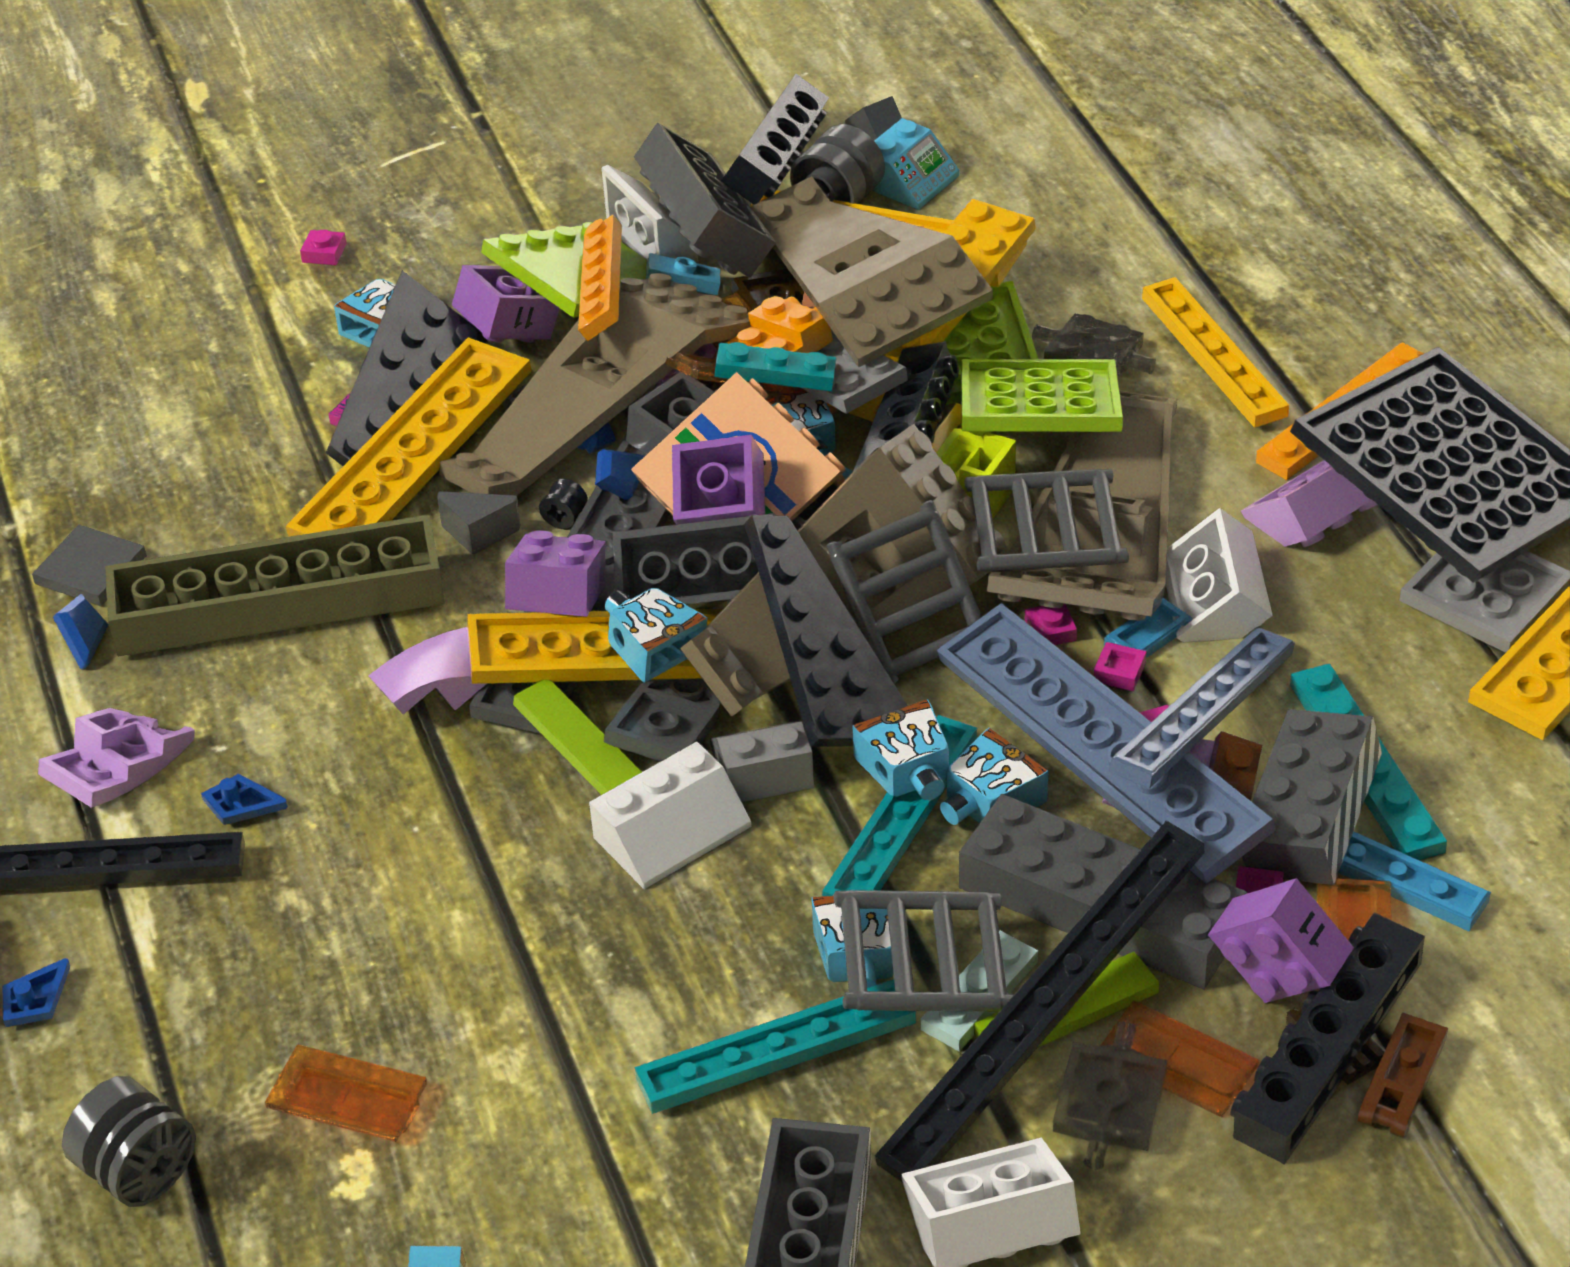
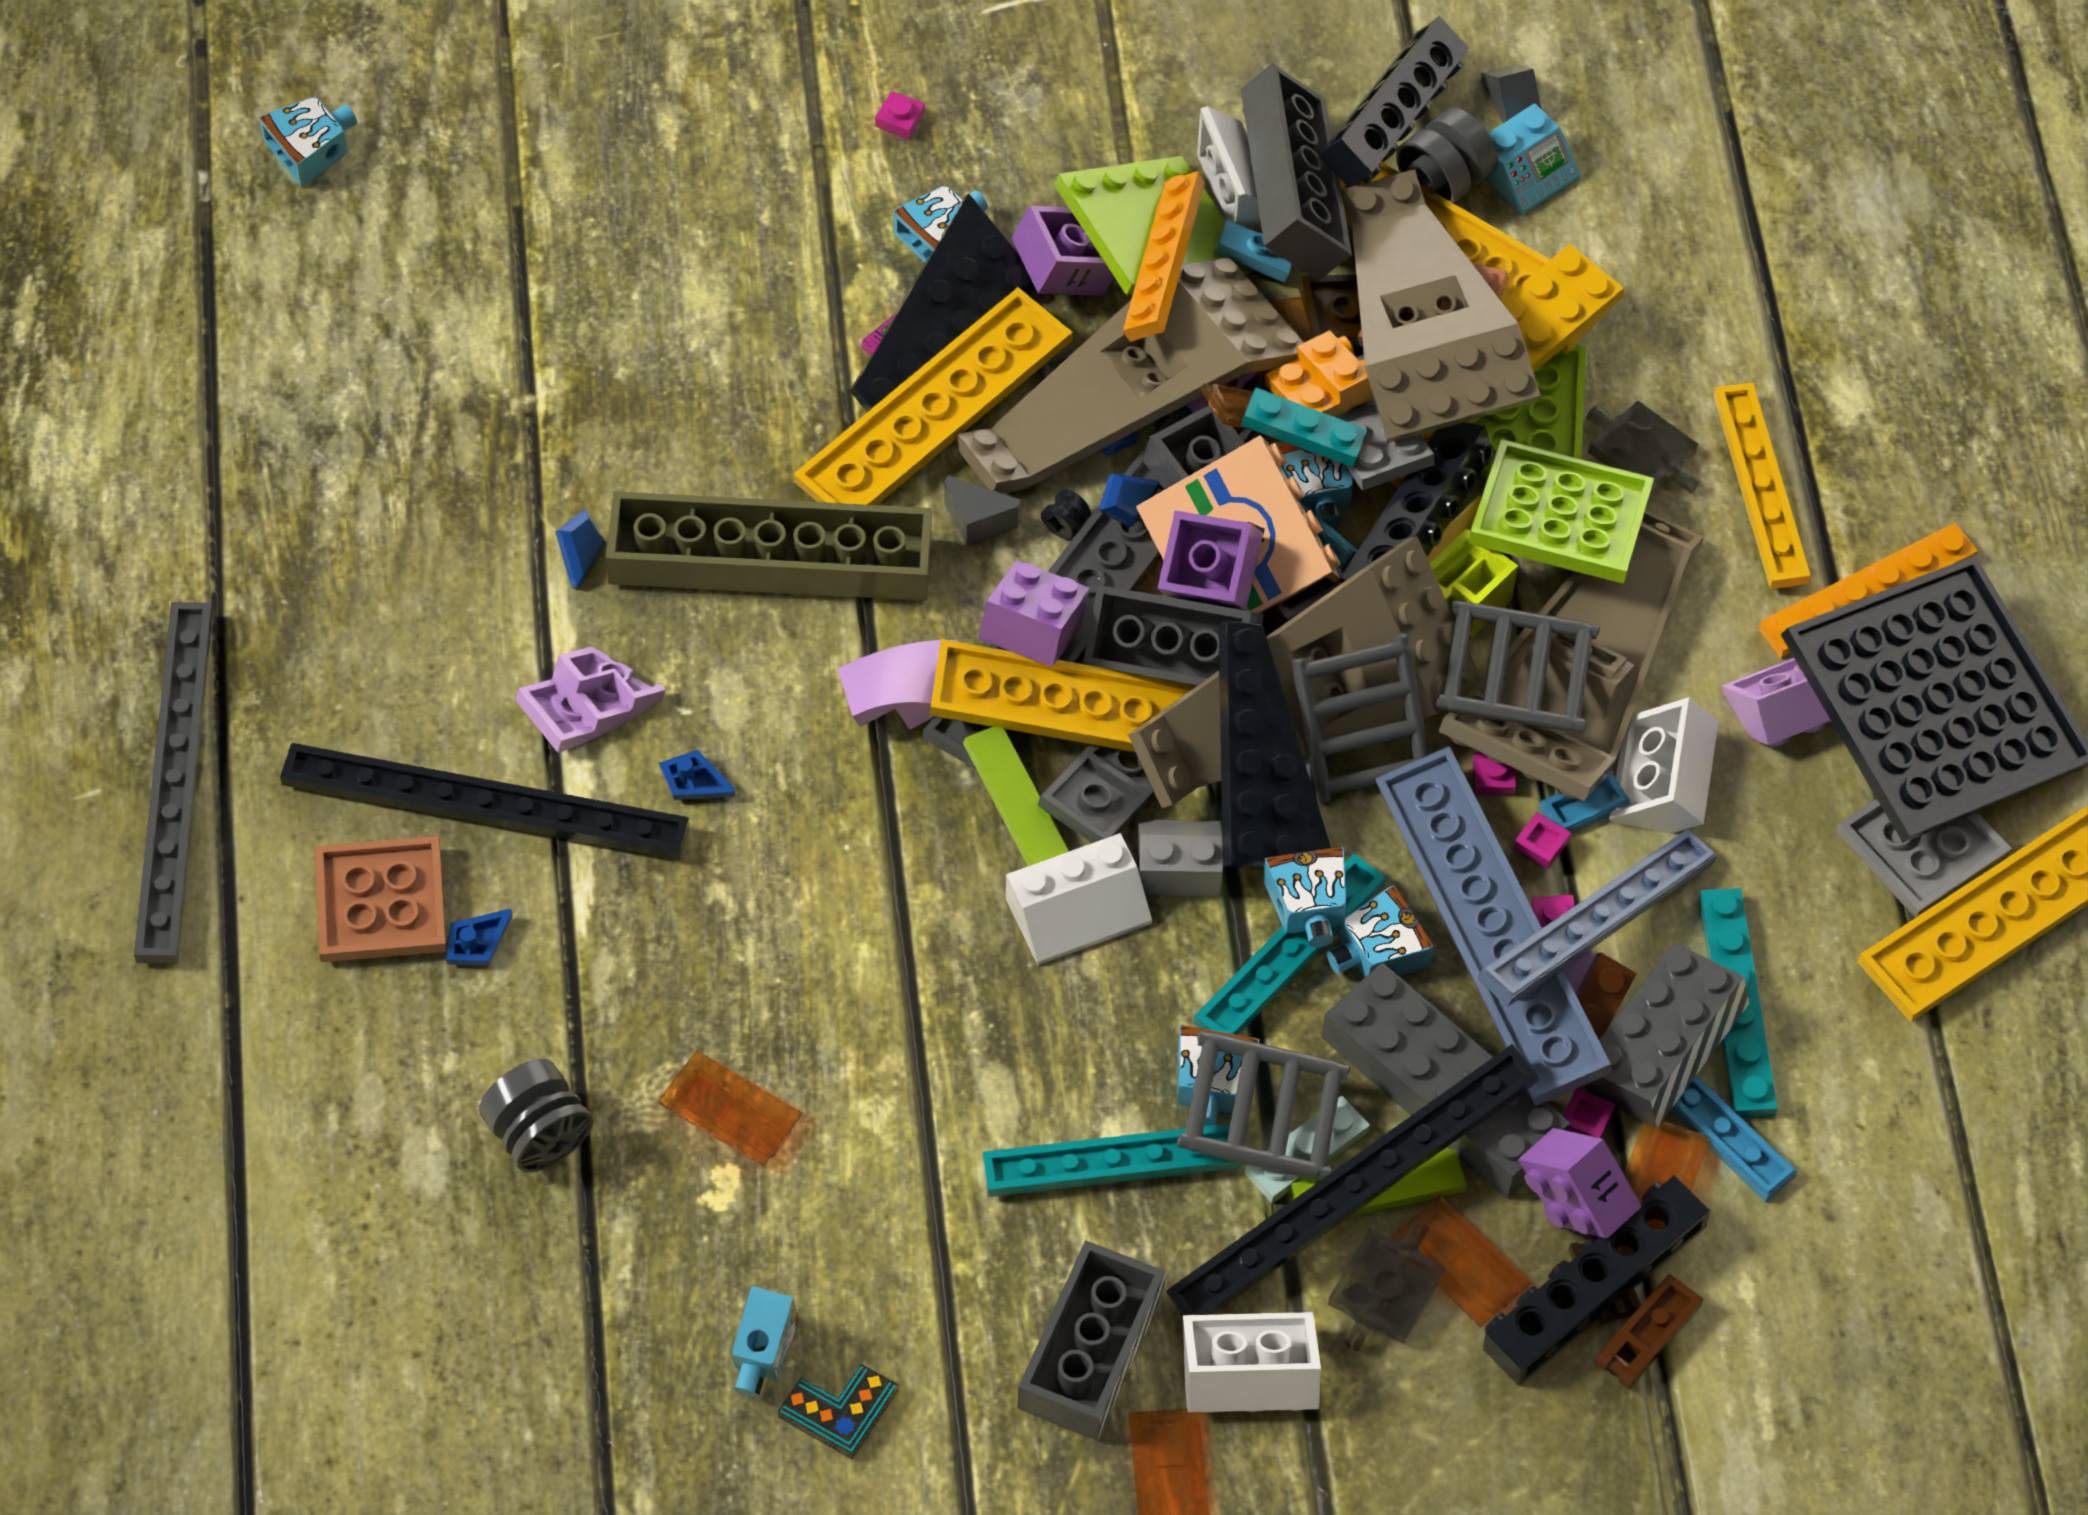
camera: 10 degrees right, 15 degrees up
(80, 563) = (598, 465): dark grey tile -> none
(651, 630) = (1108, 701): medium azure torso -> none

